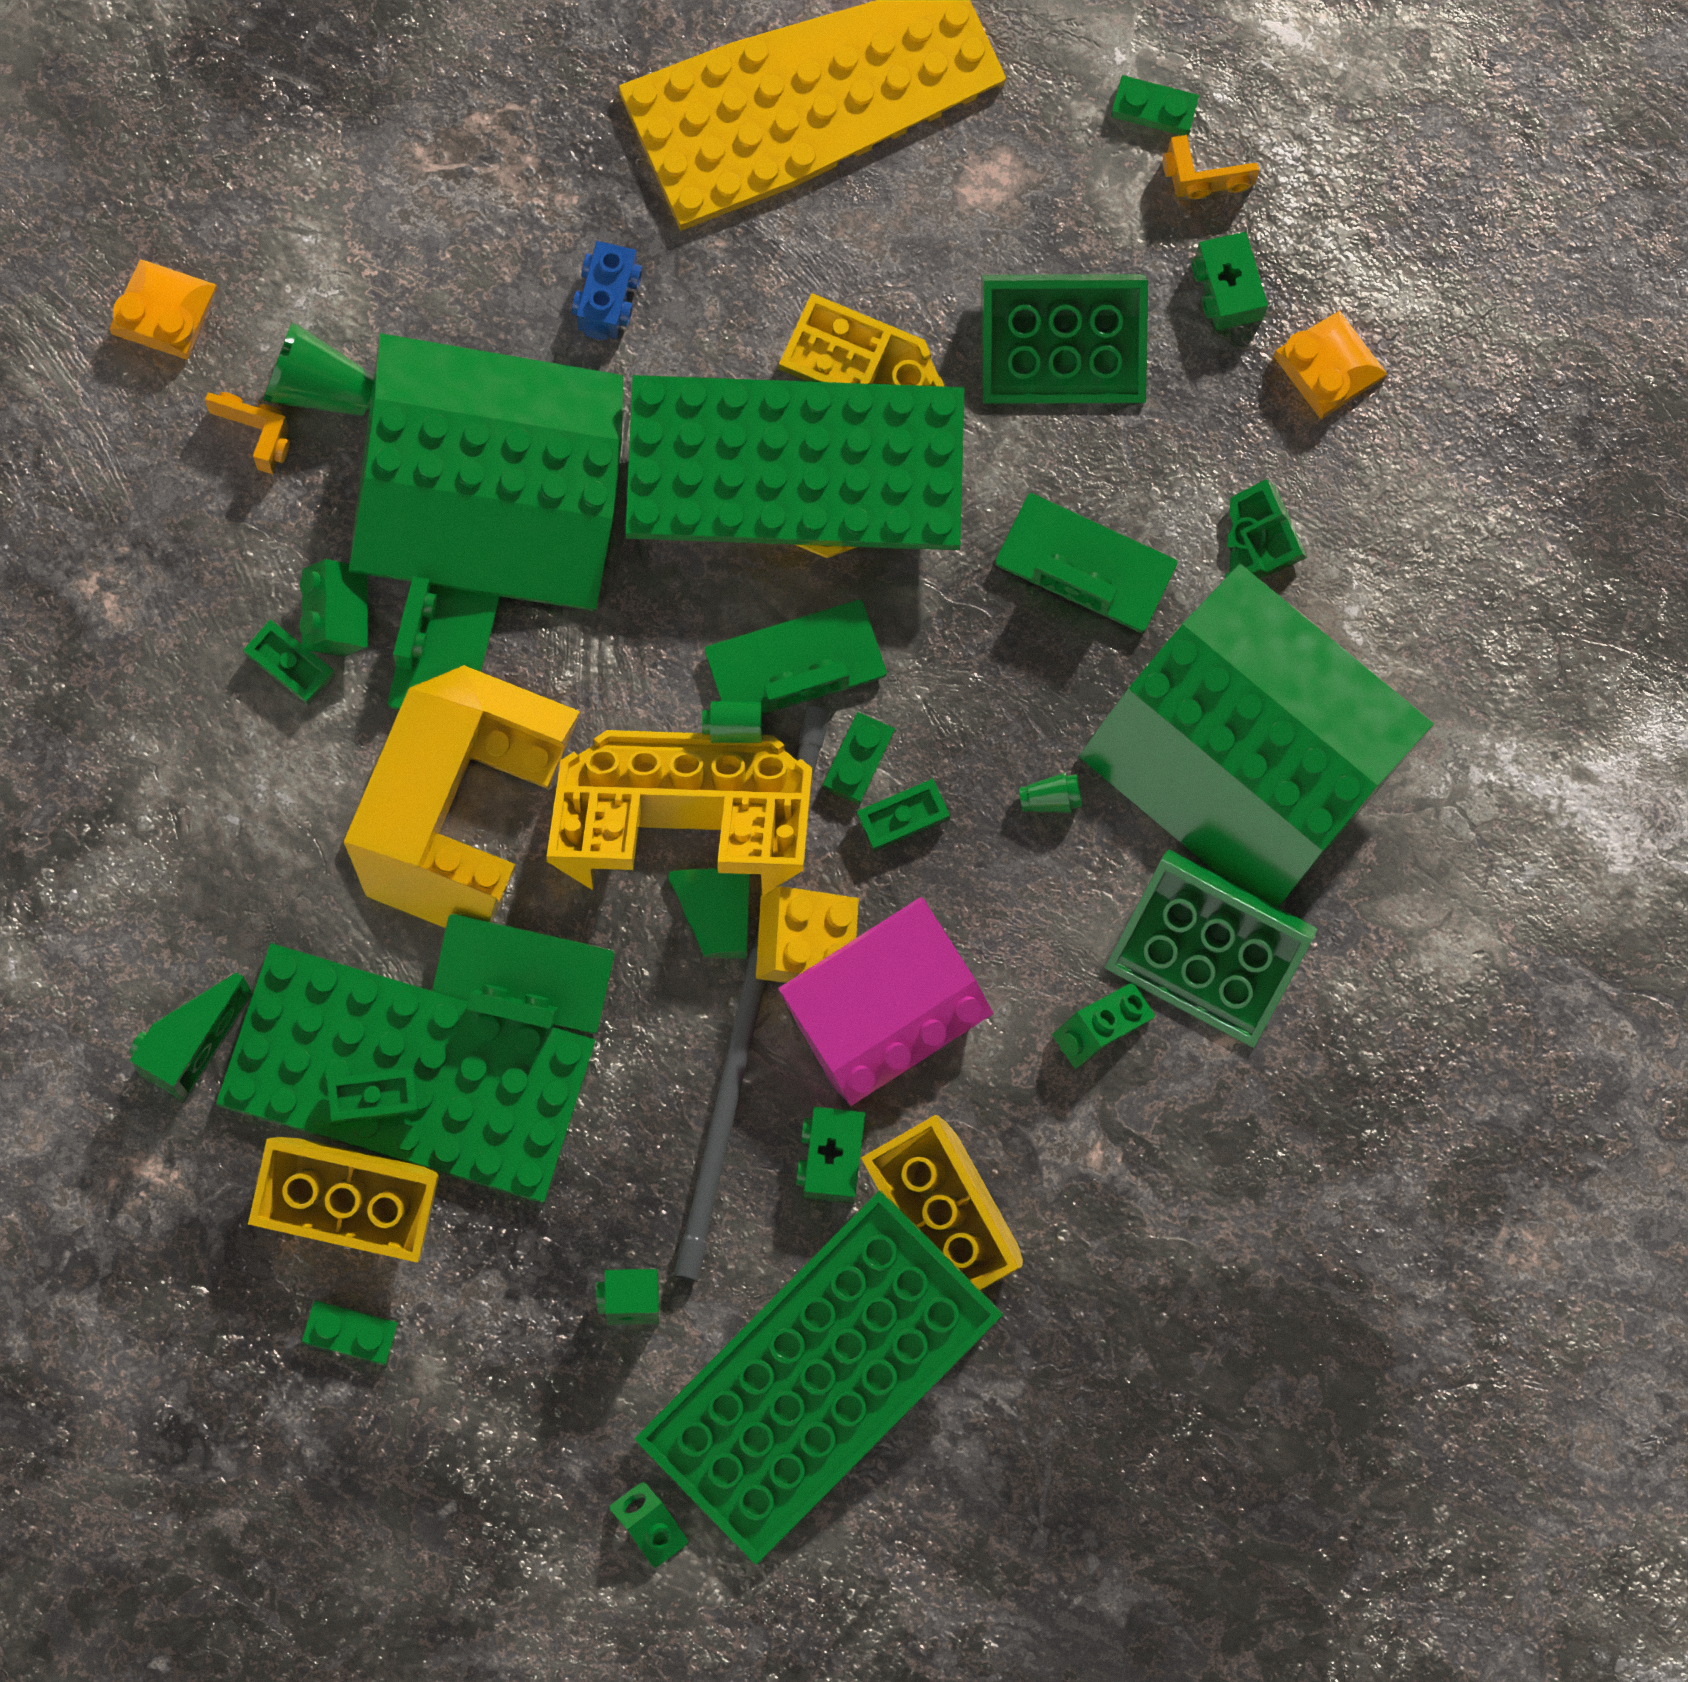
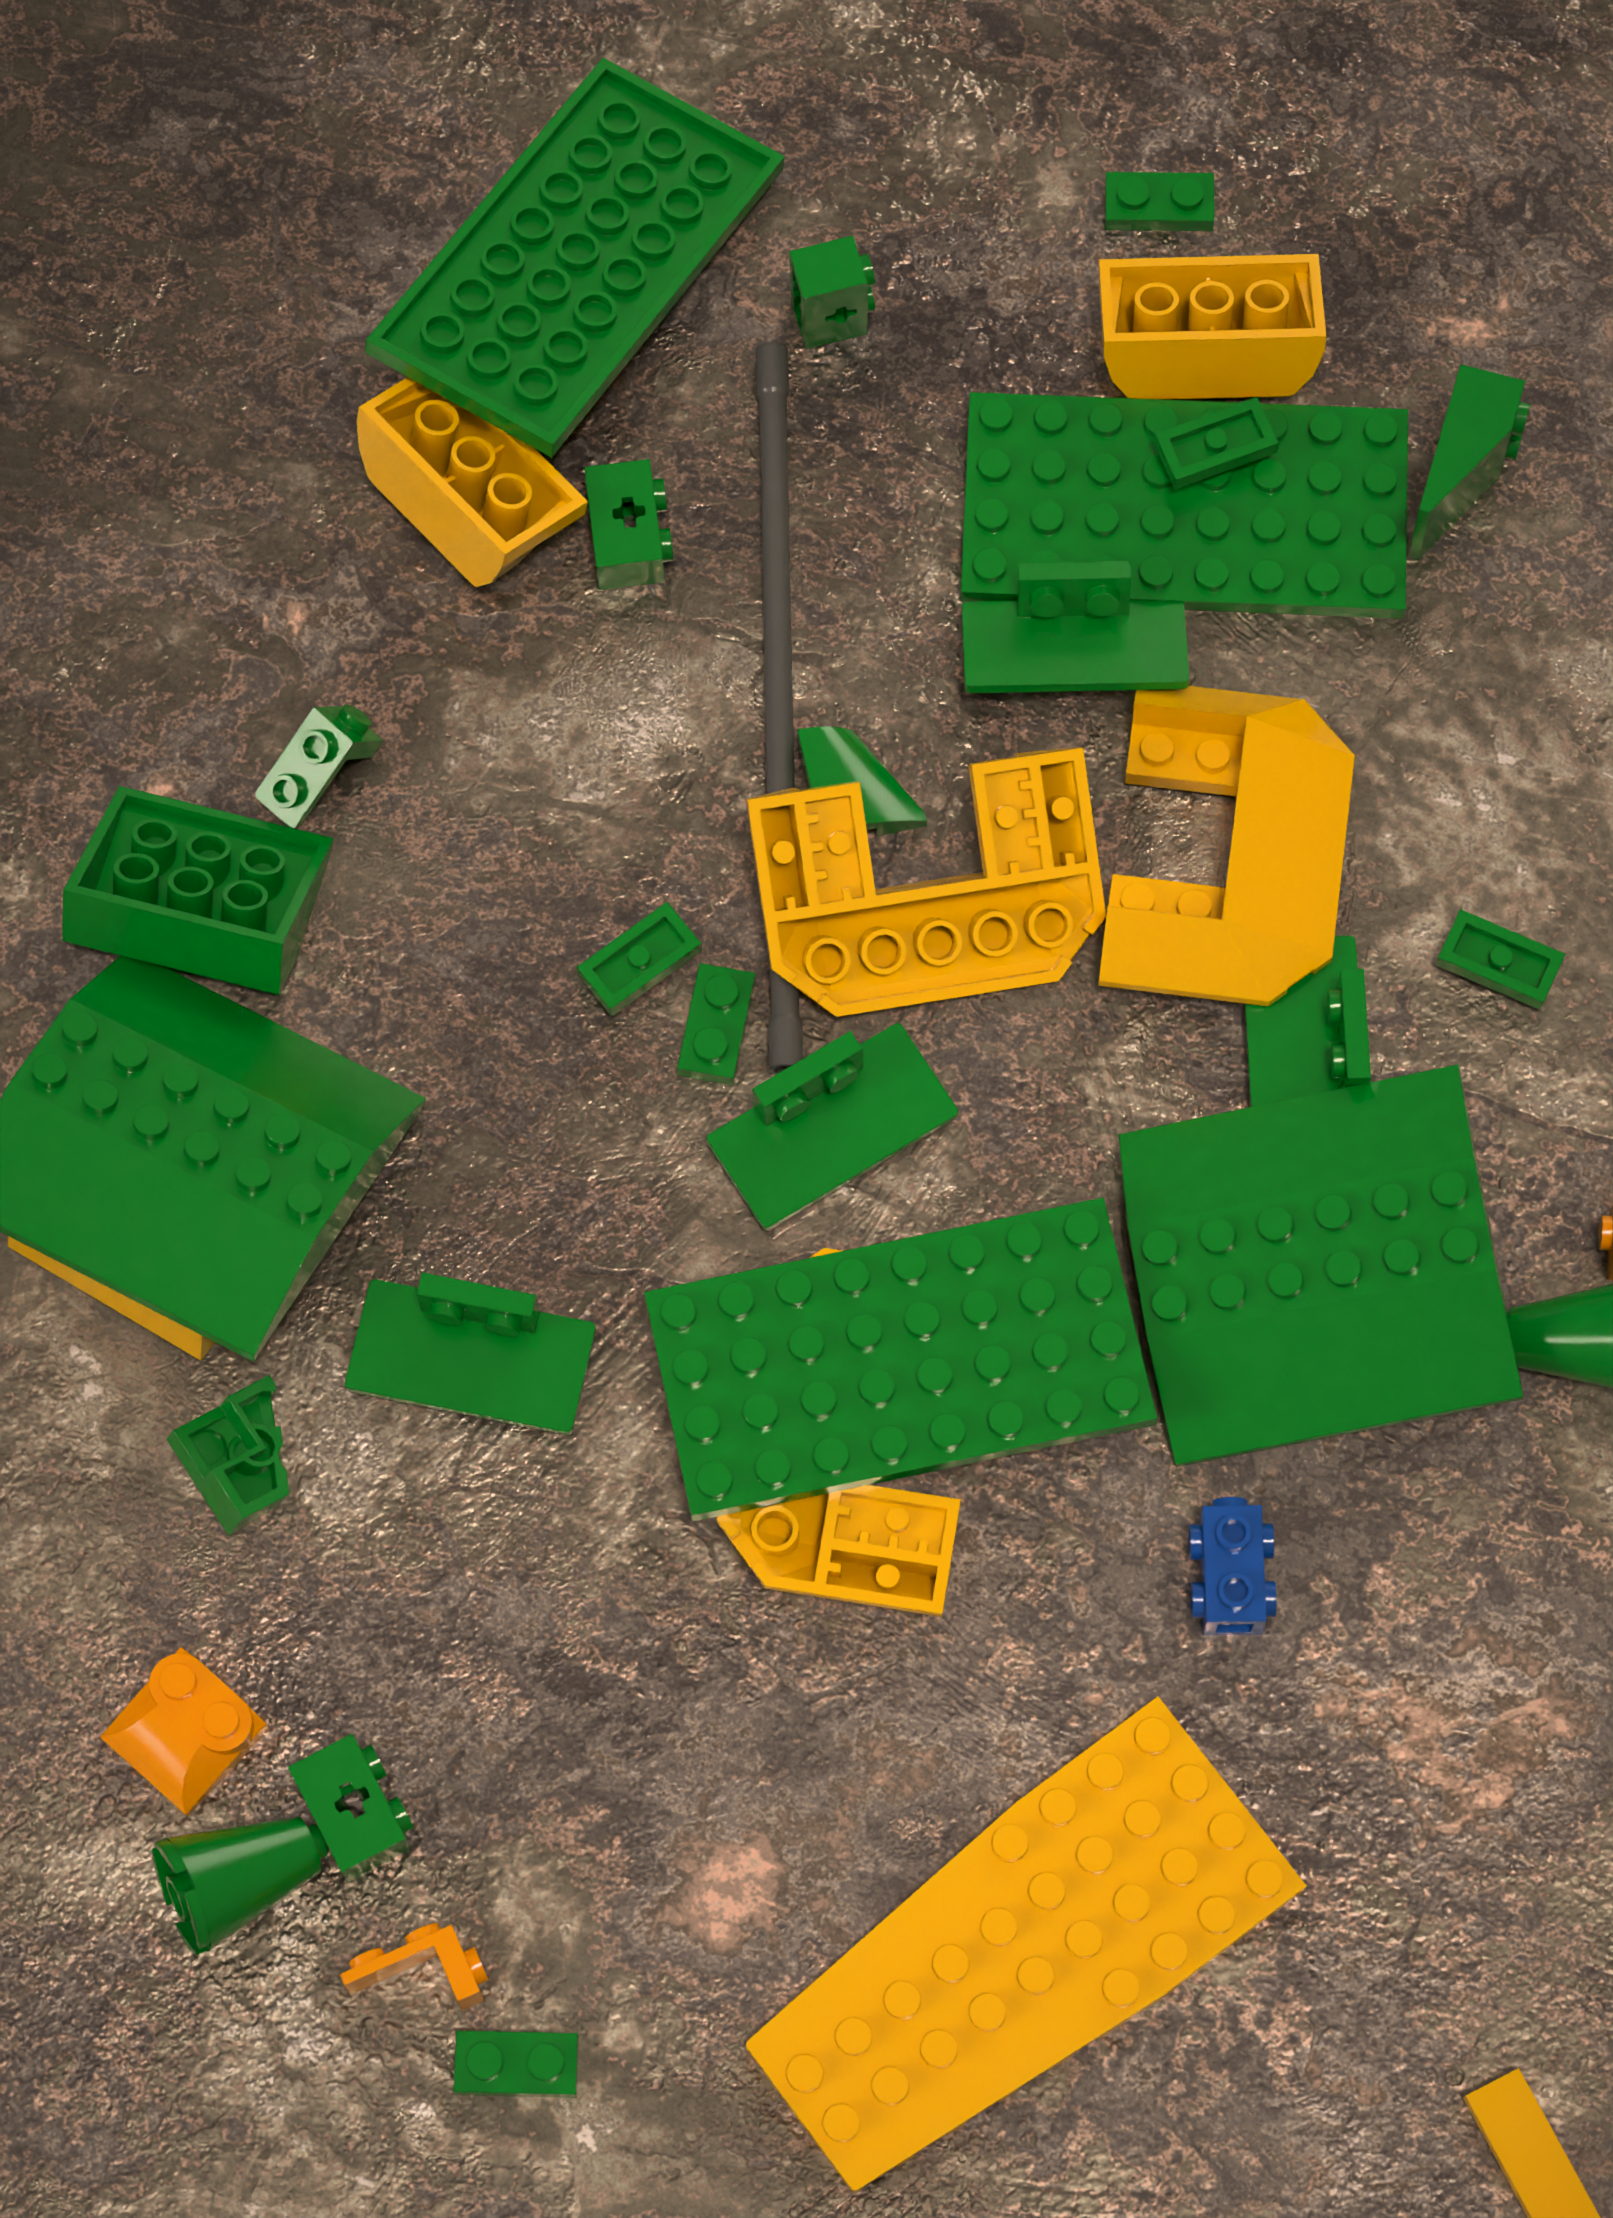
camera: 175 degrees right, 5 degrees down
(333, 609) = (1464, 1025): green brick -> none
(650, 1526) = (737, 68): green bracket -> none
(733, 722) = (891, 1008): green brick -> none
(801, 930) = (719, 755): yellow piece -> none
(885, 1001) = (599, 694): dark pink slope -> none
(1052, 794) = (447, 1032): green cone -> none
(1064, 338) = (572, 1667): green slope -> none
(1314, 251) = (234, 1875): none -> green cone

